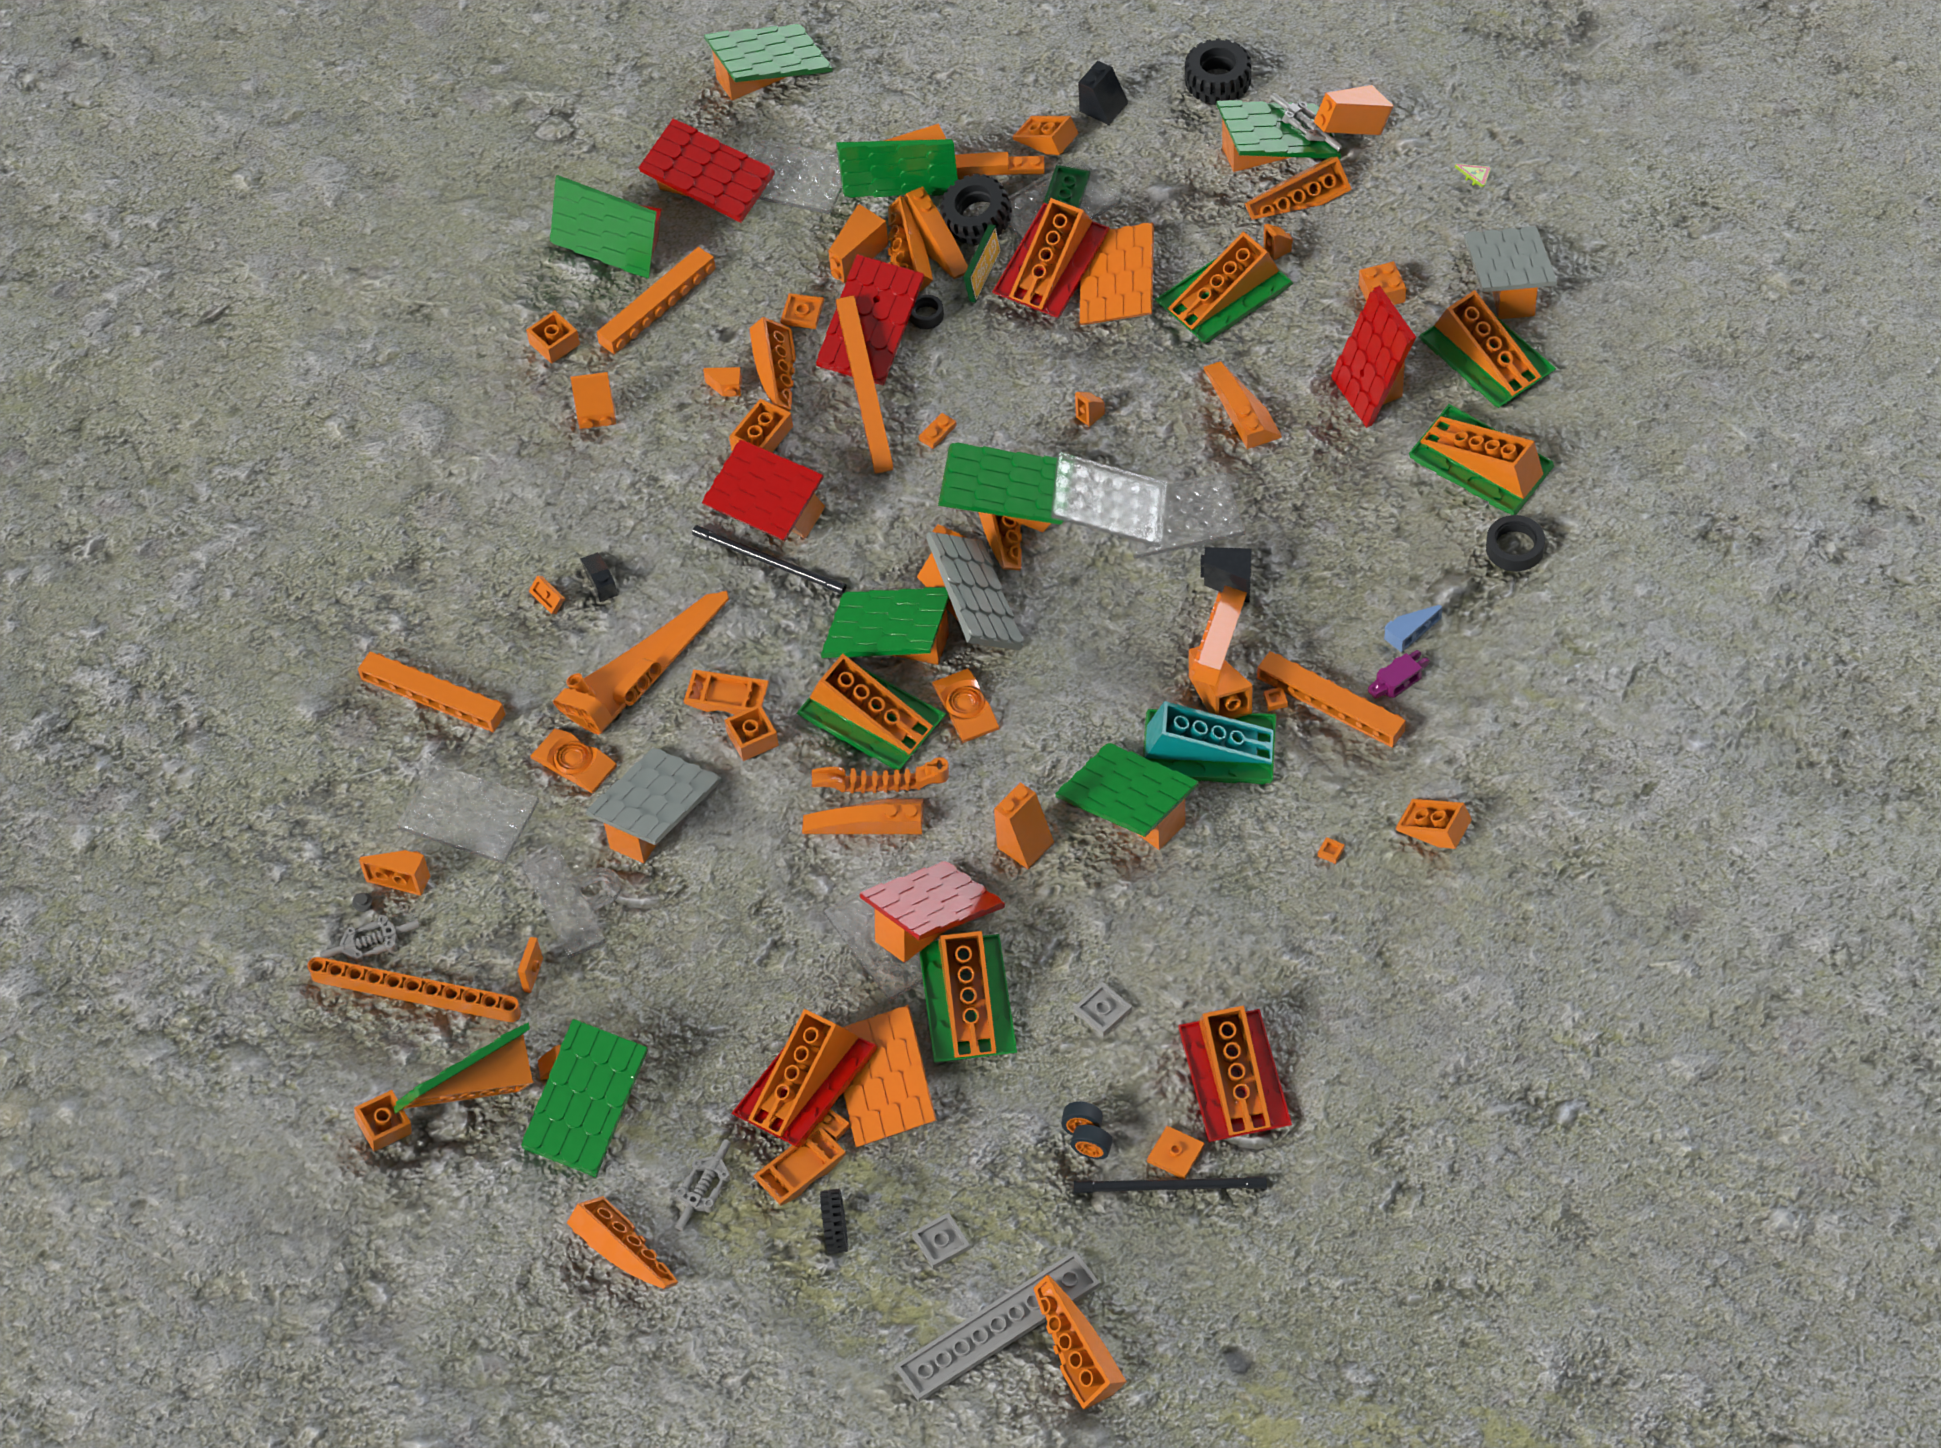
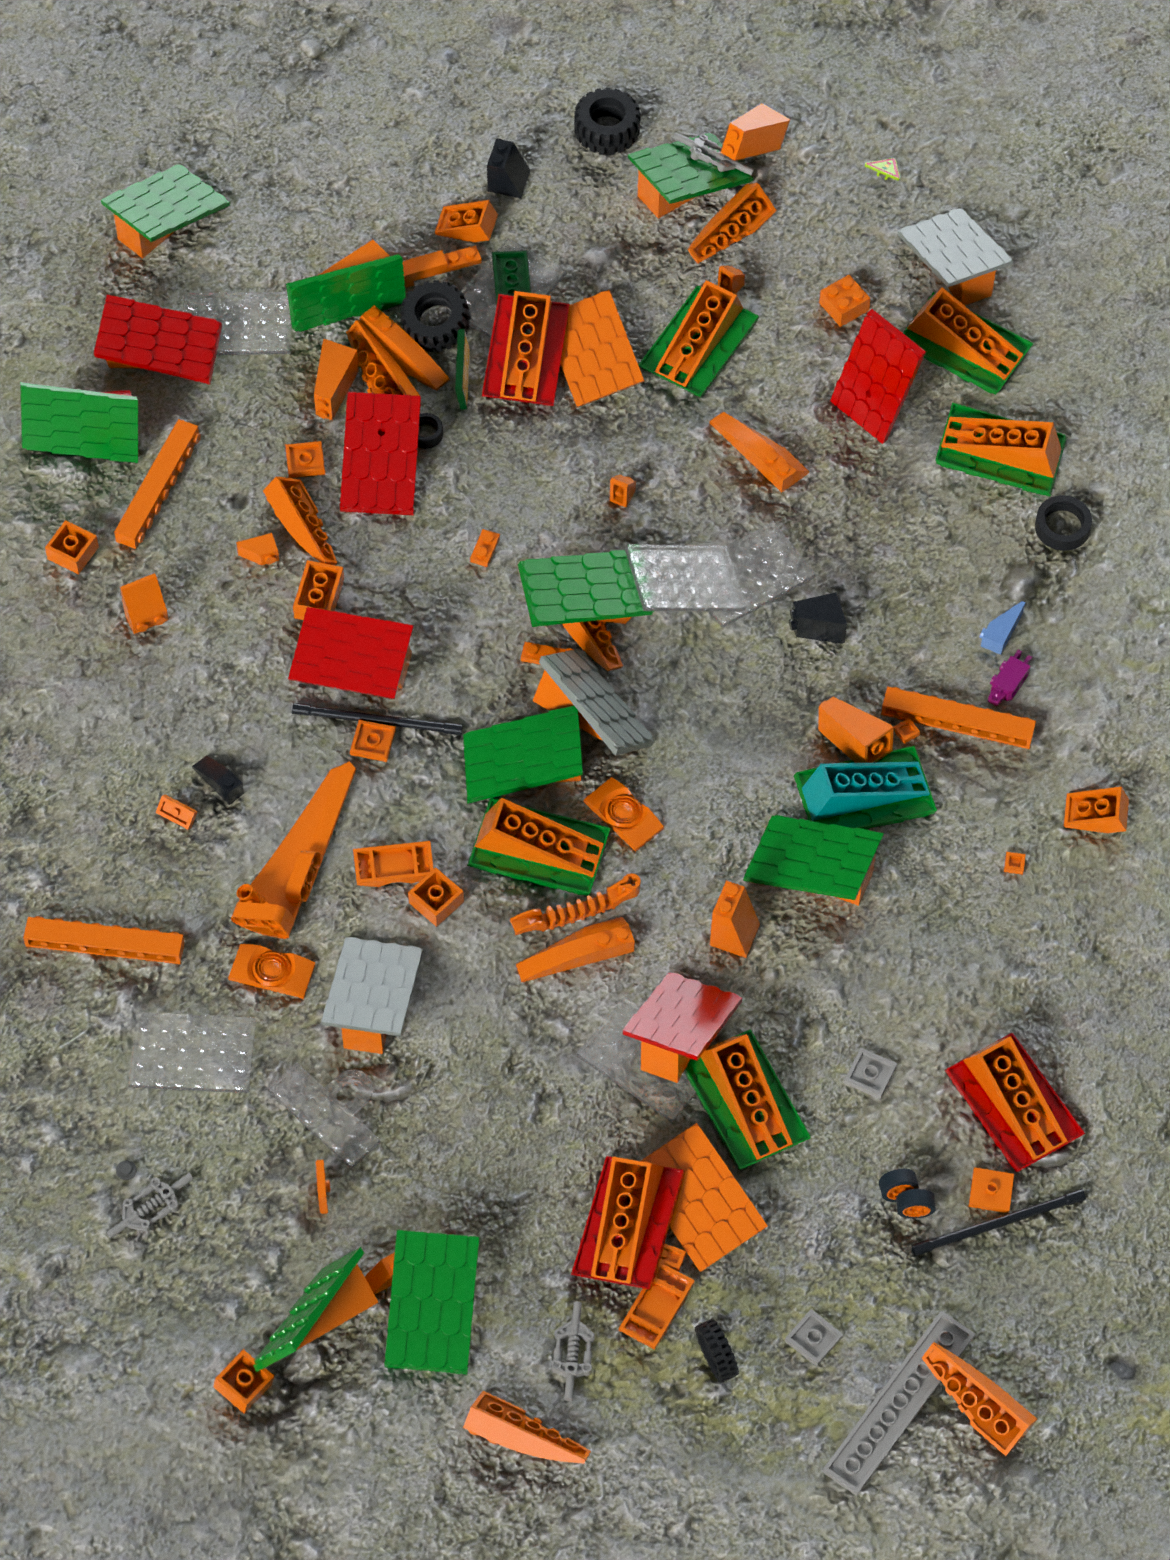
camera: 25 degrees left, 5 degrees up
(397, 870) = (153, 1130): orange slope -> none
(421, 995) = (206, 1238): orange beam -> none
(755, 577) = (372, 740): none -> orange plate
(864, 384) = (401, 520): orange beam -> none
(1218, 635) = (842, 685): brick -> none

